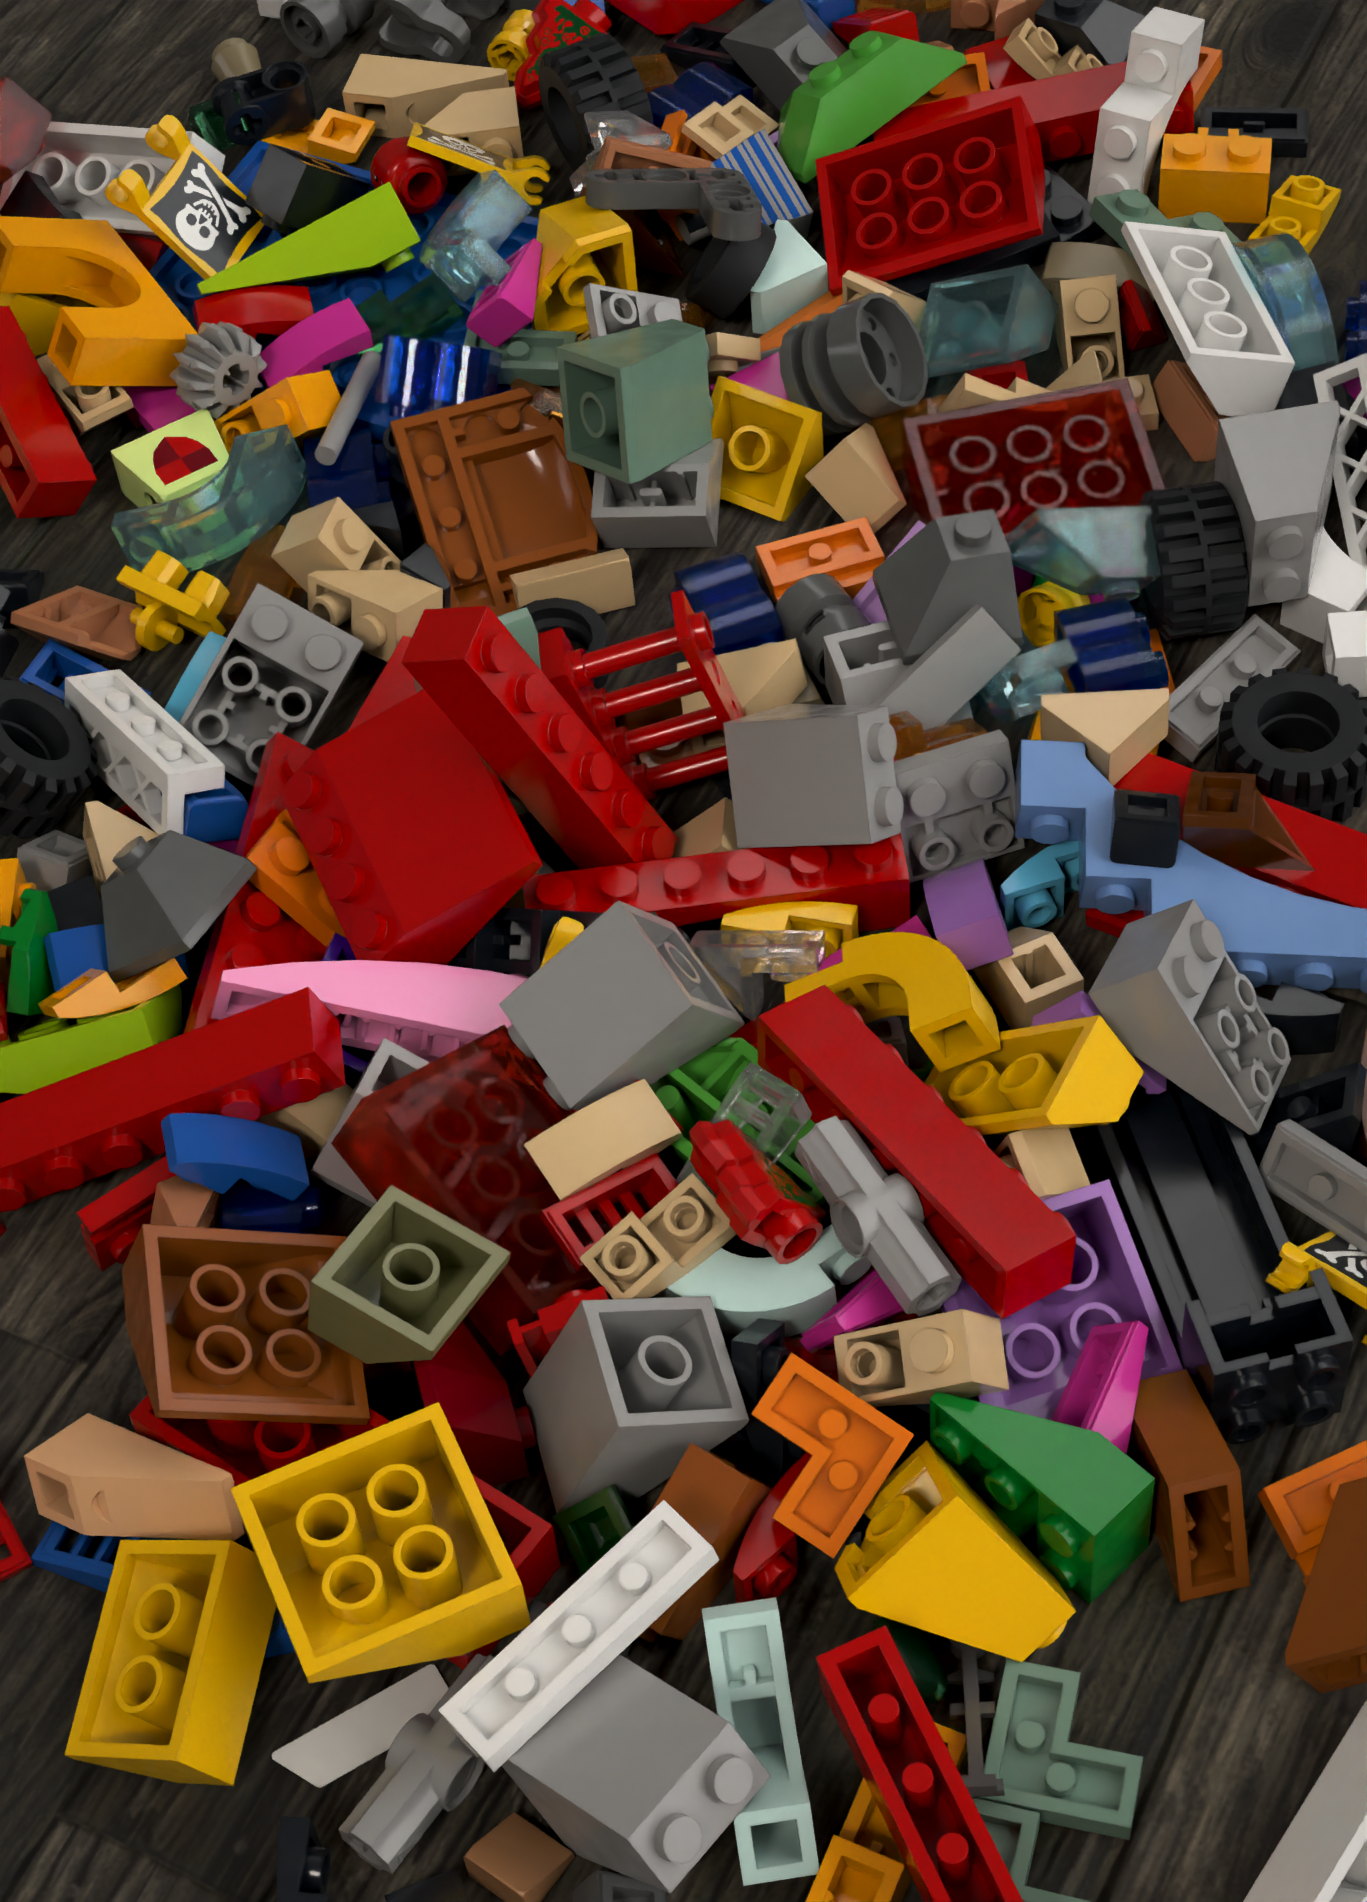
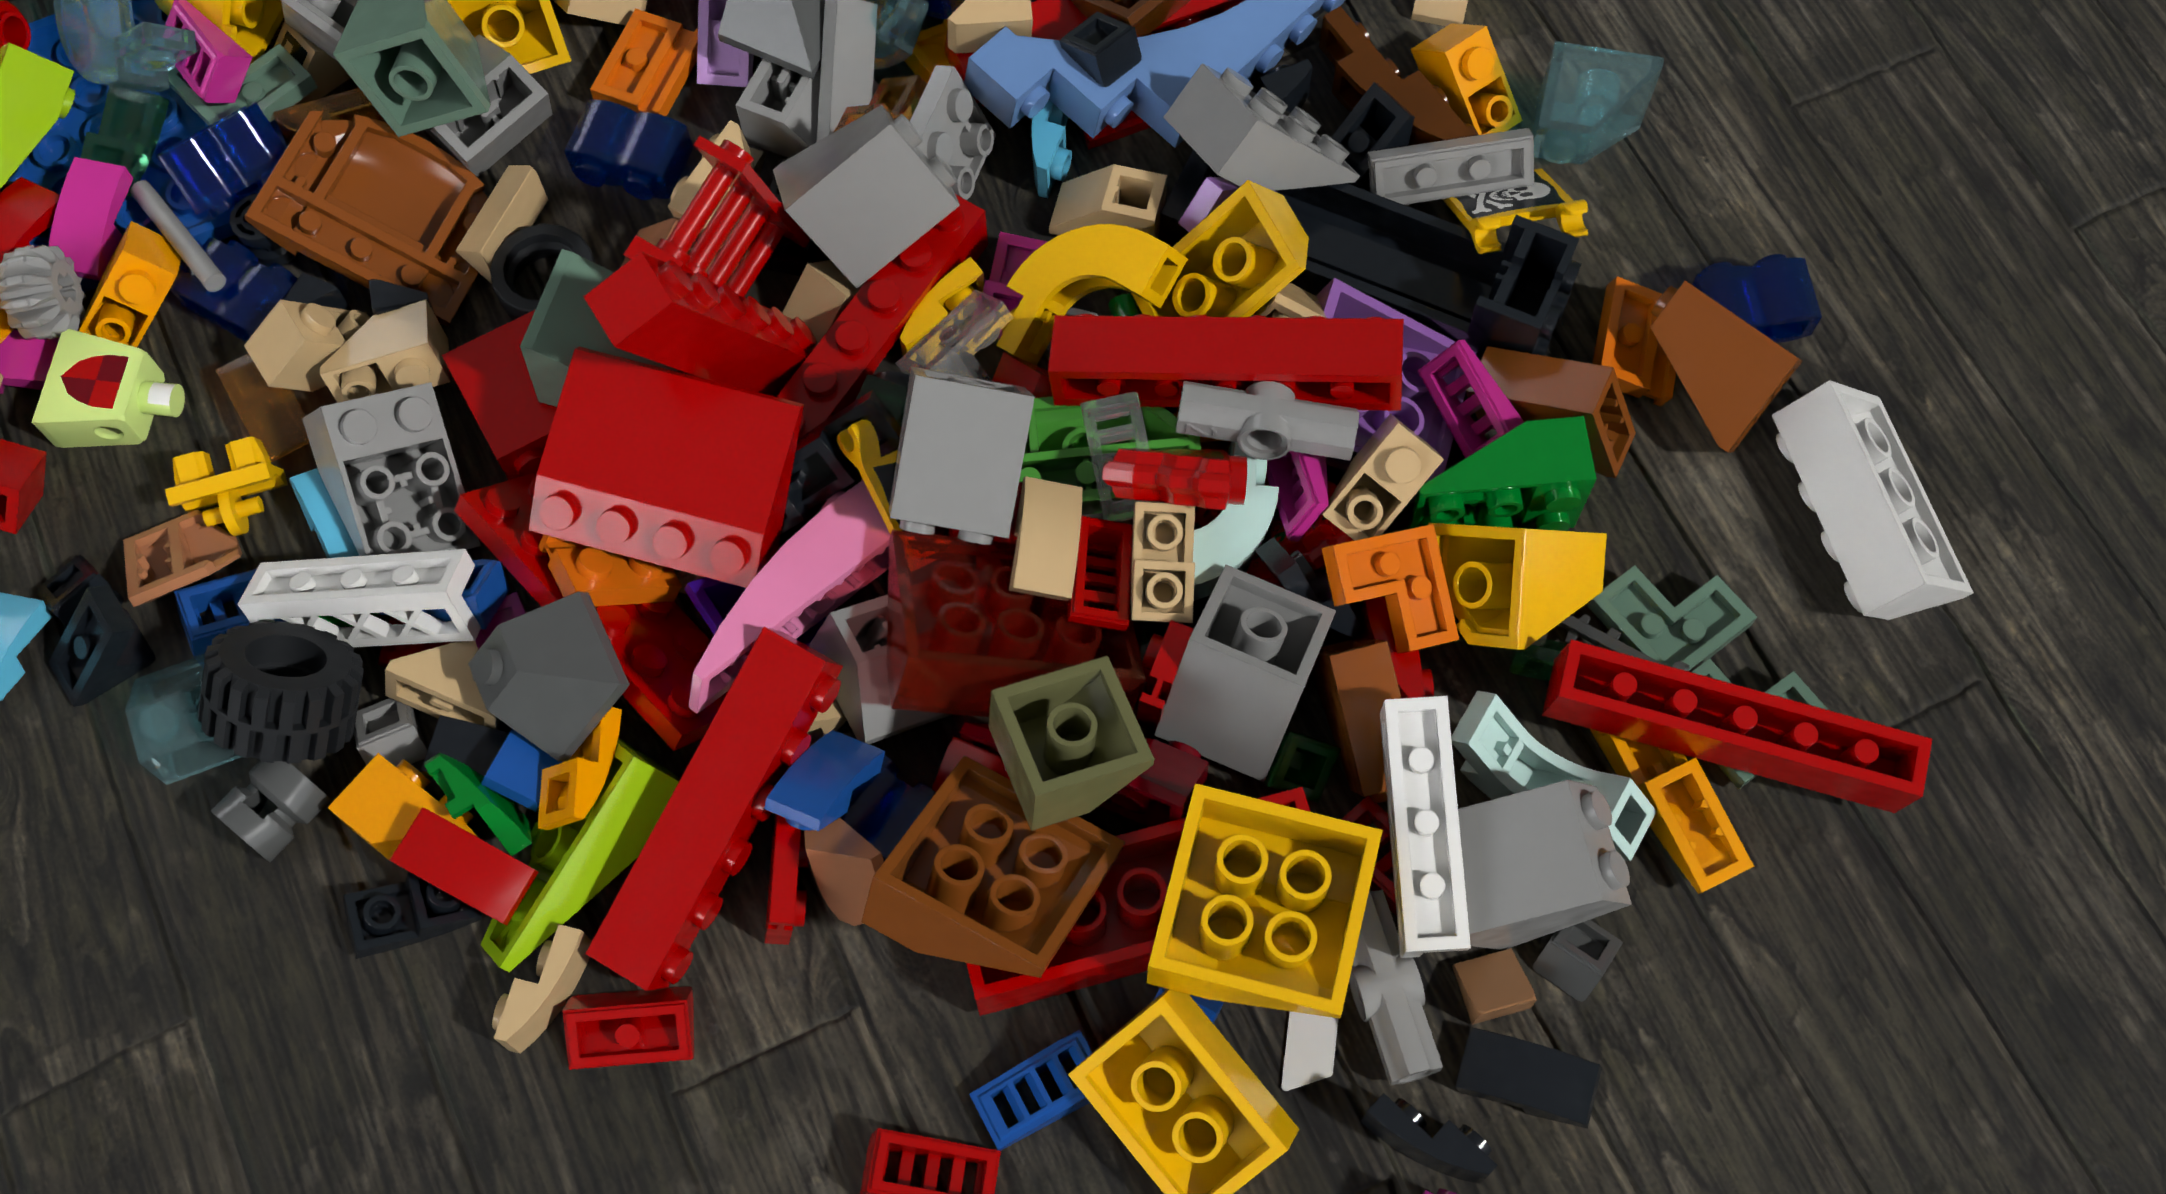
camera: 55 degrees left, 15 degrees up
(127, 1485) = (1015, 1045): light nougat slope -> none
(224, 514) = (185, 392): clear light blue arch -> none
(813, 610) = (693, 101): dark grey wheel -> none
(967, 914) = (1040, 197): medium lavender slope -> none

